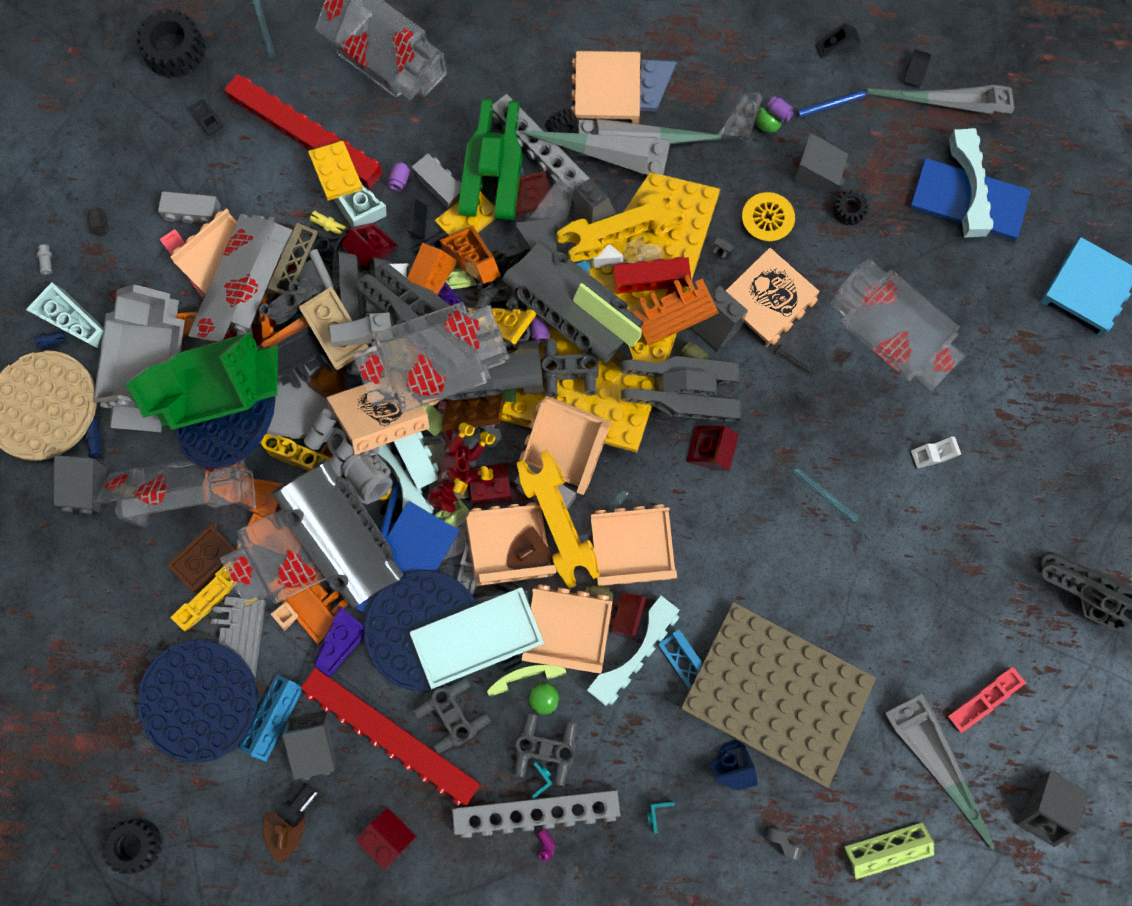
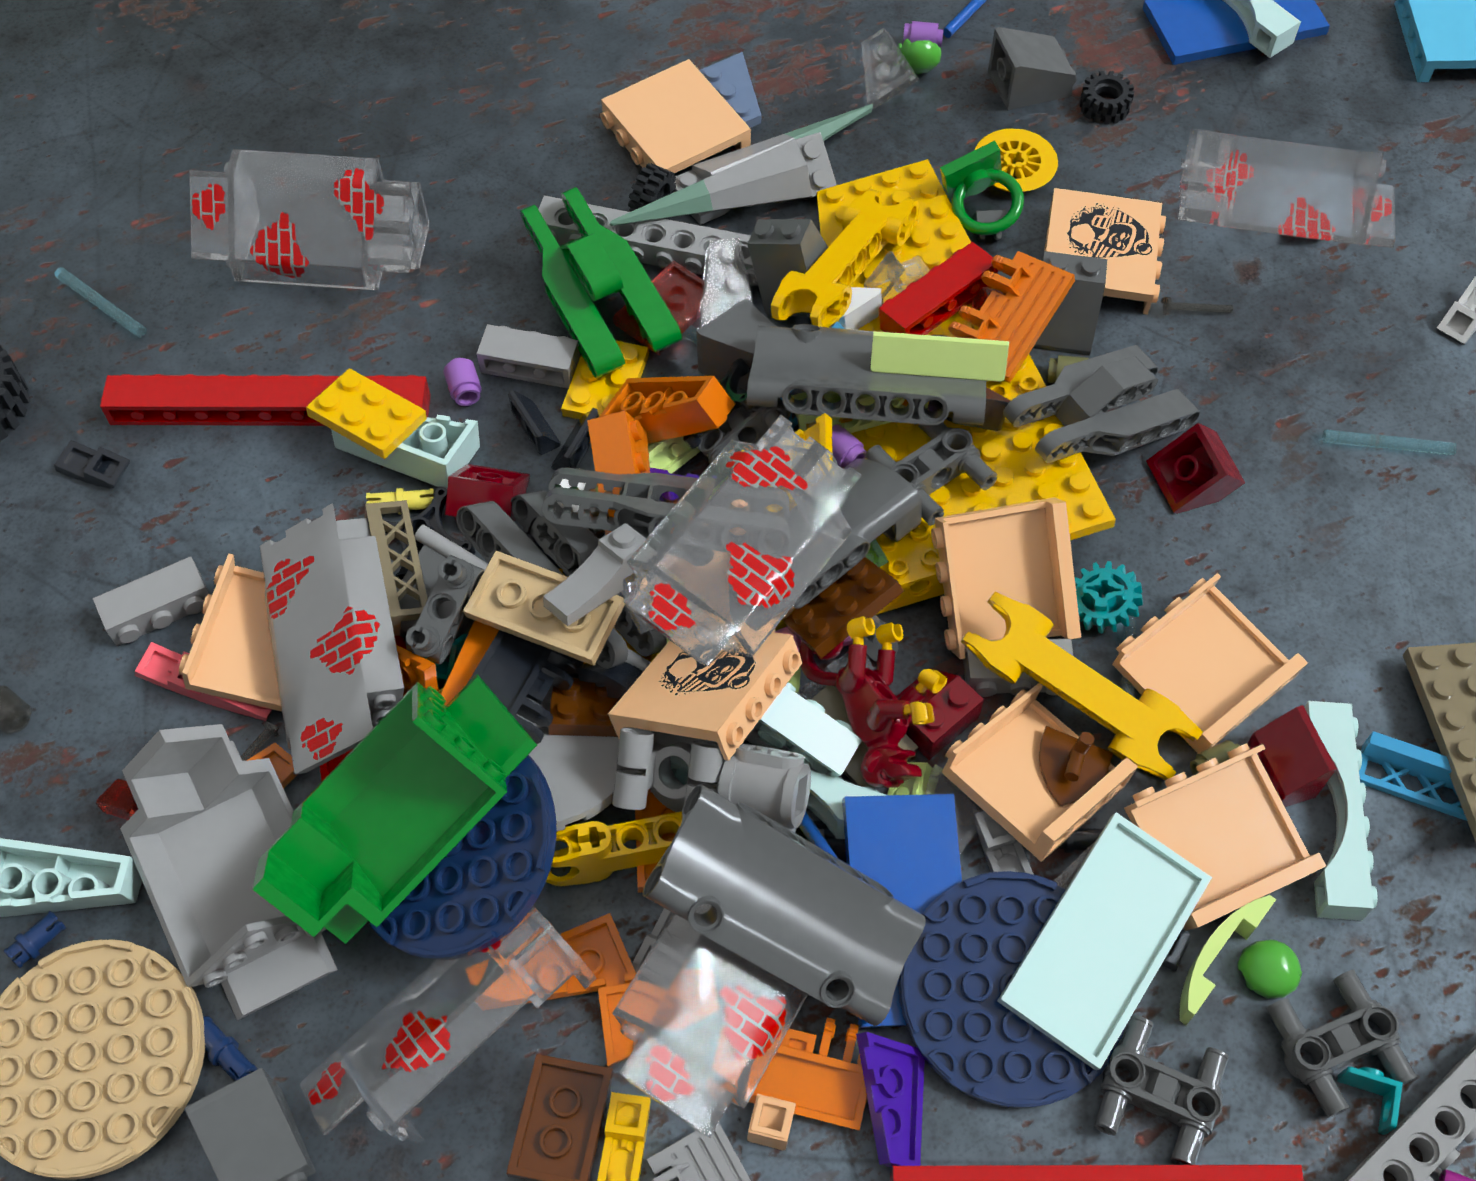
camera: 35 degrees left, 15 degrees down
(613, 474) = (1118, 601): none -> teal gear
(730, 216) = (973, 175): none -> green tile

